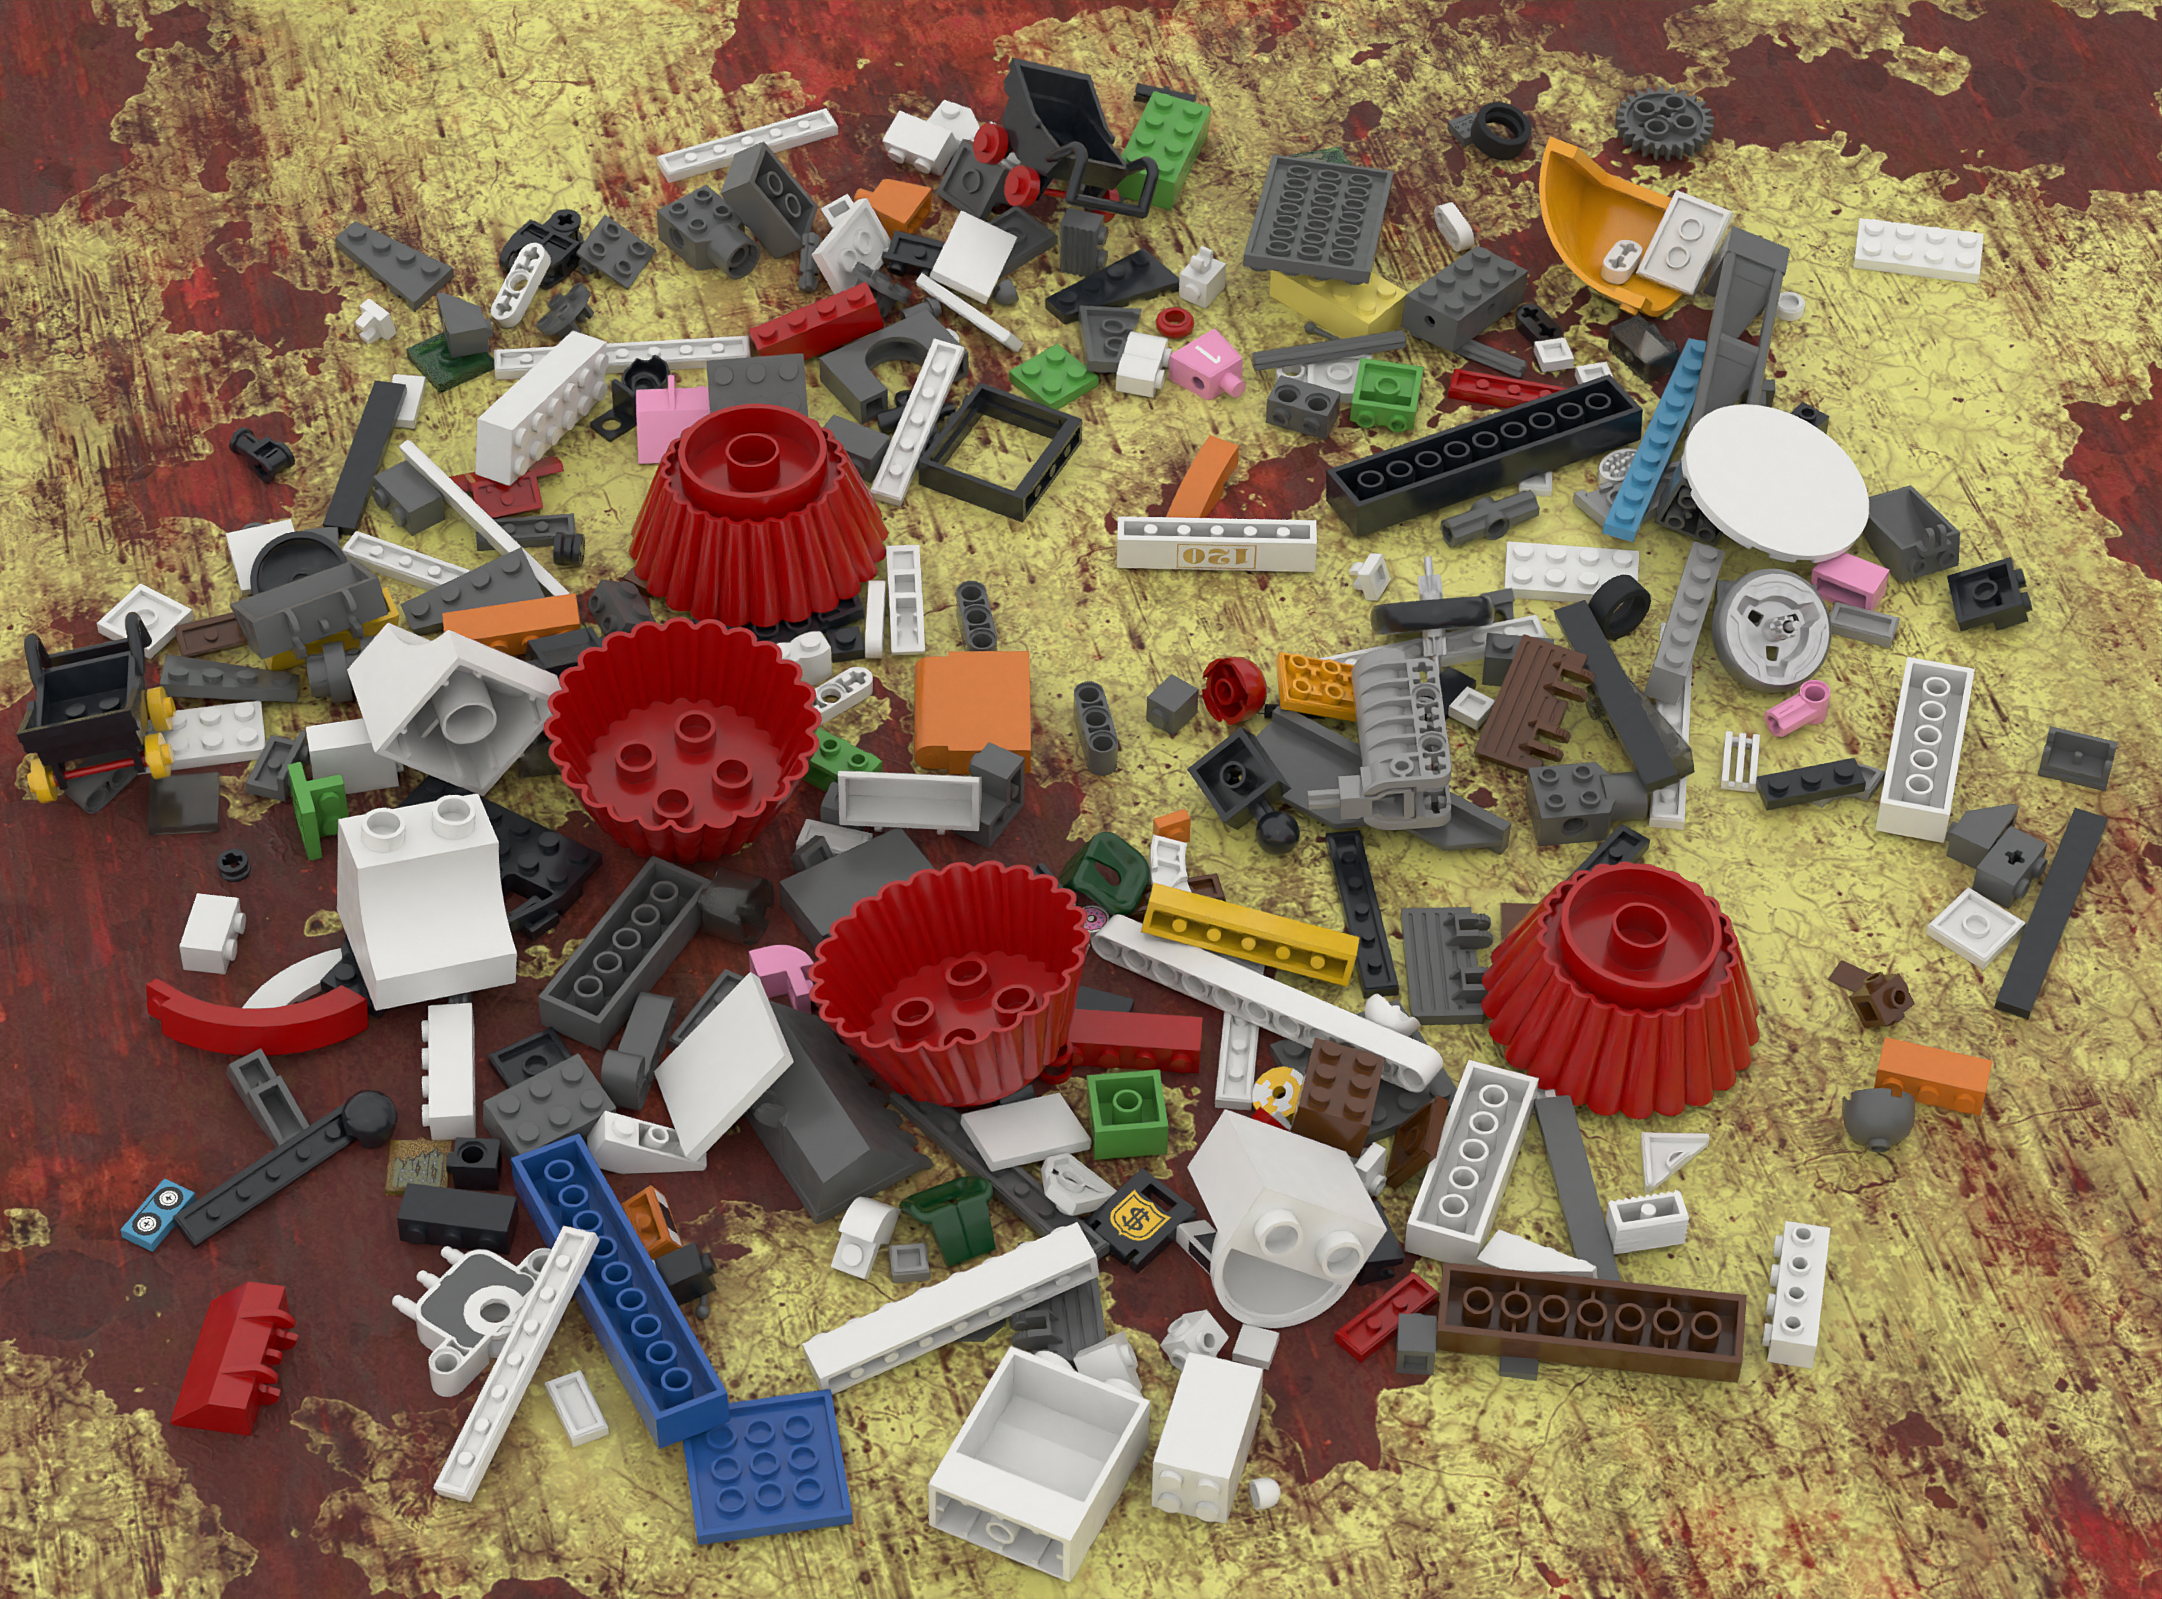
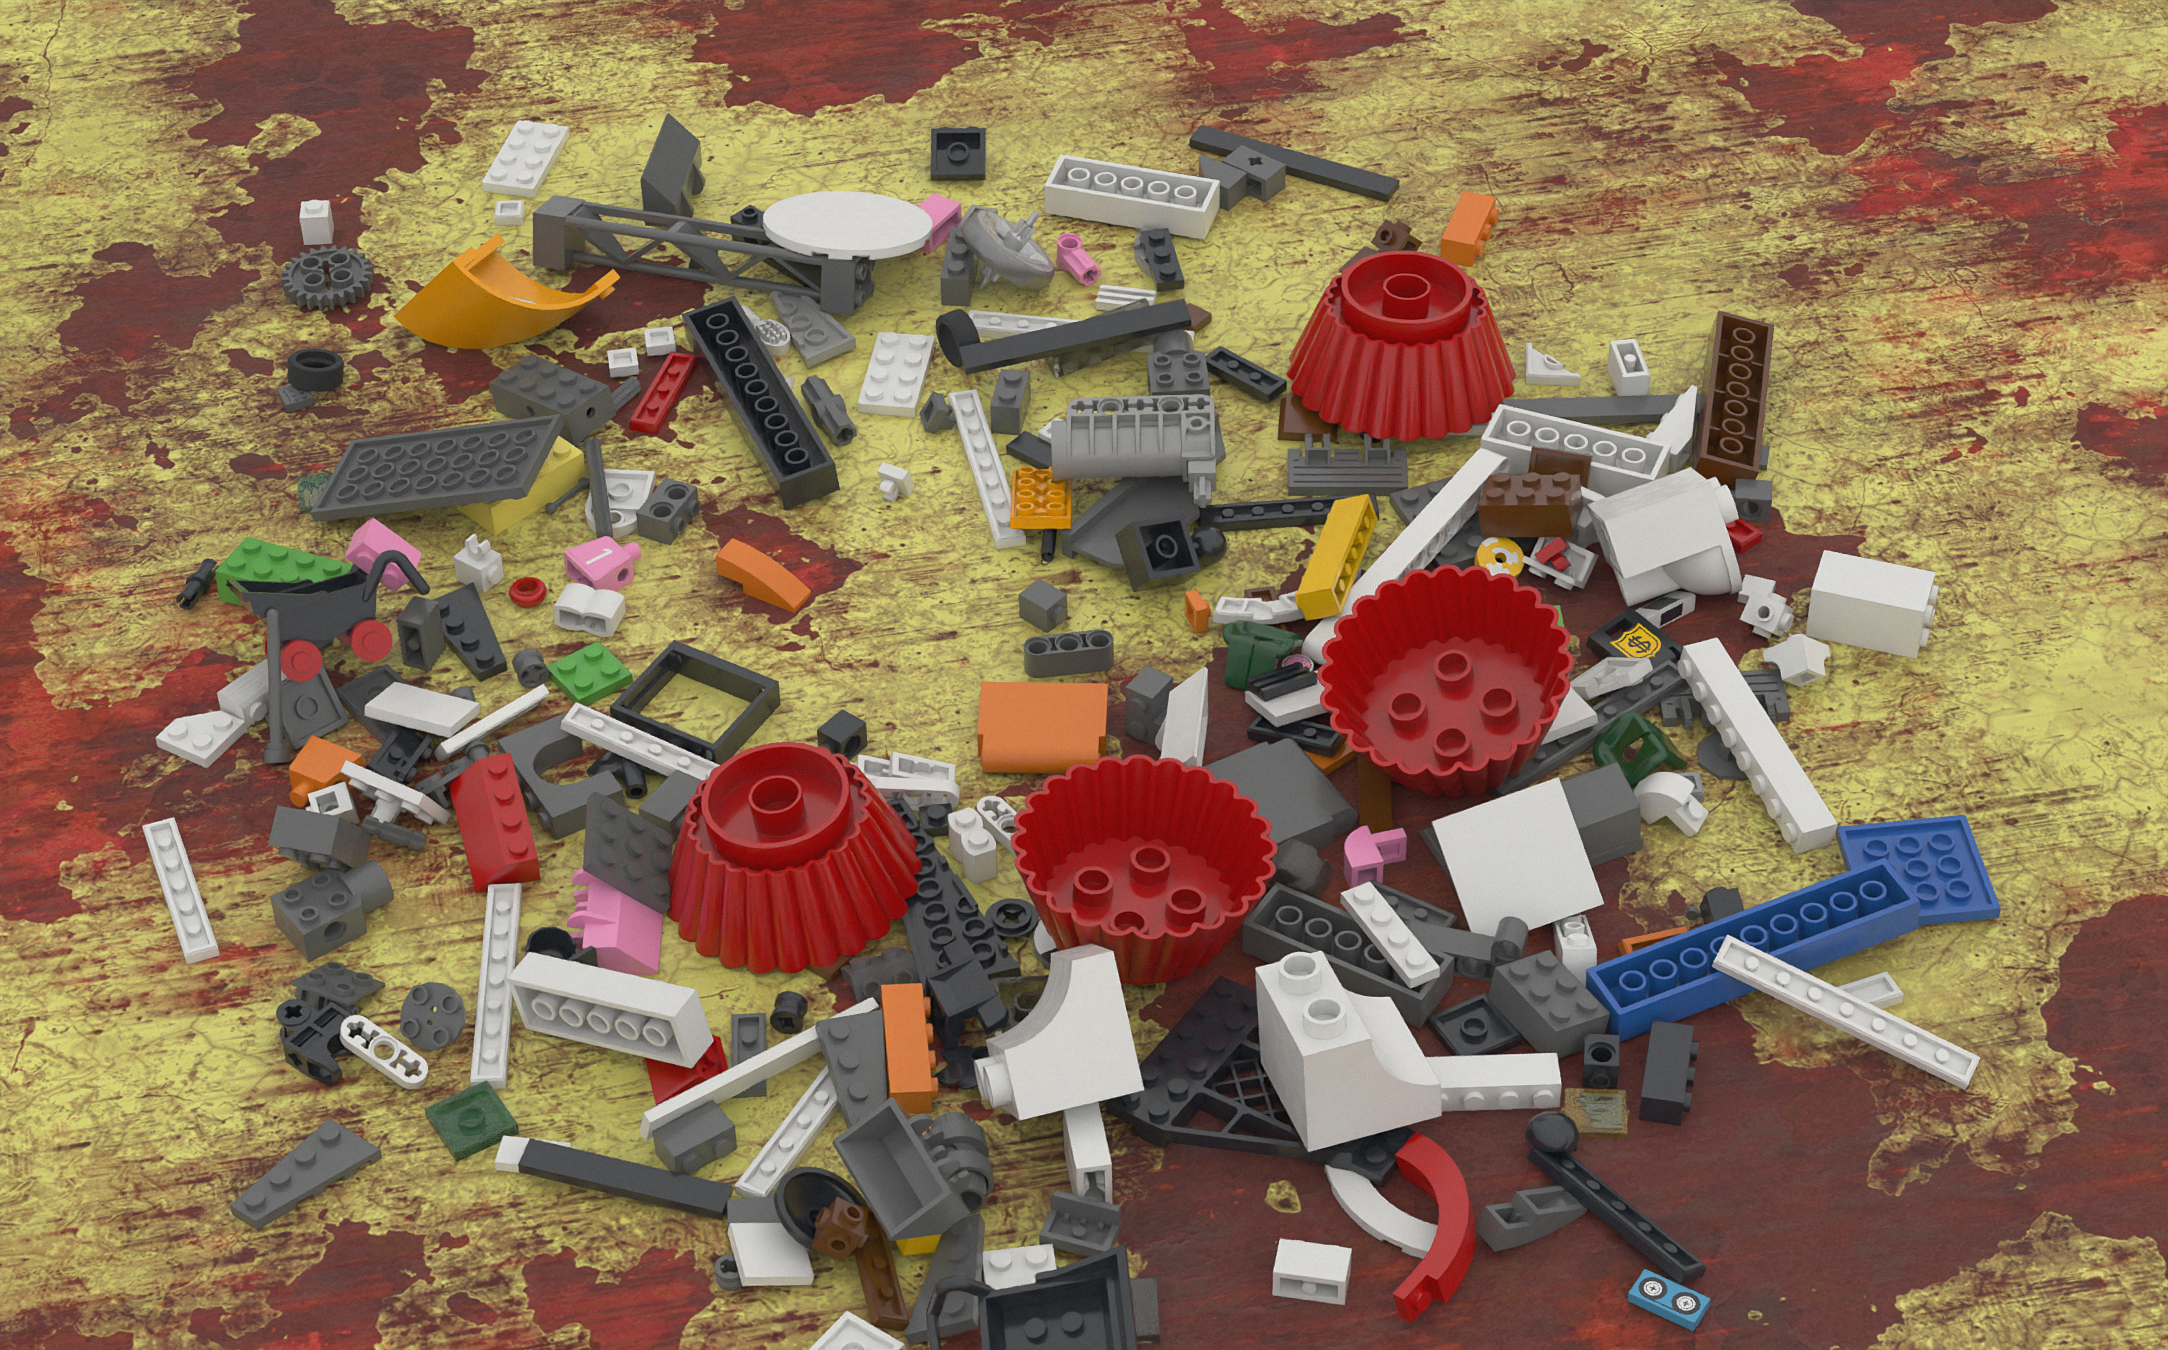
camera: 85 degrees left, 5 degrees down
(233, 874) = (1209, 1256): black bush -> none
(236, 1360) = (1844, 1225): red piece -> none
(259, 566) = (840, 1229): none -> reddish brown brick
(263, 456) = (606, 1266): black connector -> none
(317, 807) = (1161, 1187): bright green bracket -> none
(374, 322) = (408, 1178): white tile -> none
(460, 1308) = (1773, 1063): white piece -> none
(463, 326) = (442, 1096): dark grey slope -> none
(626, 966) = (1390, 935): none -> white plate
(919, 143) = (230, 749): white brick -> none
(927, 174) = (276, 749): none -> dark grey piece
(956, 560) = (843, 734): none -> black brick
(975, 617) = (930, 726): dark grey beam -> none
(1040, 1462) = (1905, 696): white brick -> none
(1050, 331) = (530, 668): none -> dark grey wheel
(1105, 335) = (547, 633): dark grey wing -> none
(1123, 168) = (373, 540): none -> bright pink piece
(1216, 544) = (849, 566): white brick -> none
(1234, 689) = (1034, 558): red cylinder -> none
(1386, 394) = (665, 454): bright green plate -> none
(1389, 1016) = (1433, 480): white hair -> none
(1432, 614) = (972, 430): black wheel -> none
(1454, 227) = (438, 409): white beam -> none
(1529, 705) = (1052, 382): reddish brown hinge -> none
(1534, 330) = (591, 366): black beam -> none
(1643, 348) = (628, 310): clear smoke brick -> none
(1656, 446) = (755, 304): dark azure plate -> none
(1684, 244) = (515, 263): white tile -> none
(1684, 623) = (985, 302): light grey brick -> none
(1713, 821) = (1199, 318): none -> reddish brown tile
(1754, 102) = (316, 222): none -> white brick
(1798, 1294) = (1678, 306): white brick -> none
(1815, 248) = (509, 212): none -> white tile
(1865, 342) = (672, 172): none -> dark grey piece
(1878, 1118) = (1518, 253): dark grey cylinder -> none
(1910, 534) = (890, 175): dark grey piece -> none
(1975, 928) = (1309, 201): white tile -> none
(2077, 758) = (1139, 132): dark grey hinge -> none

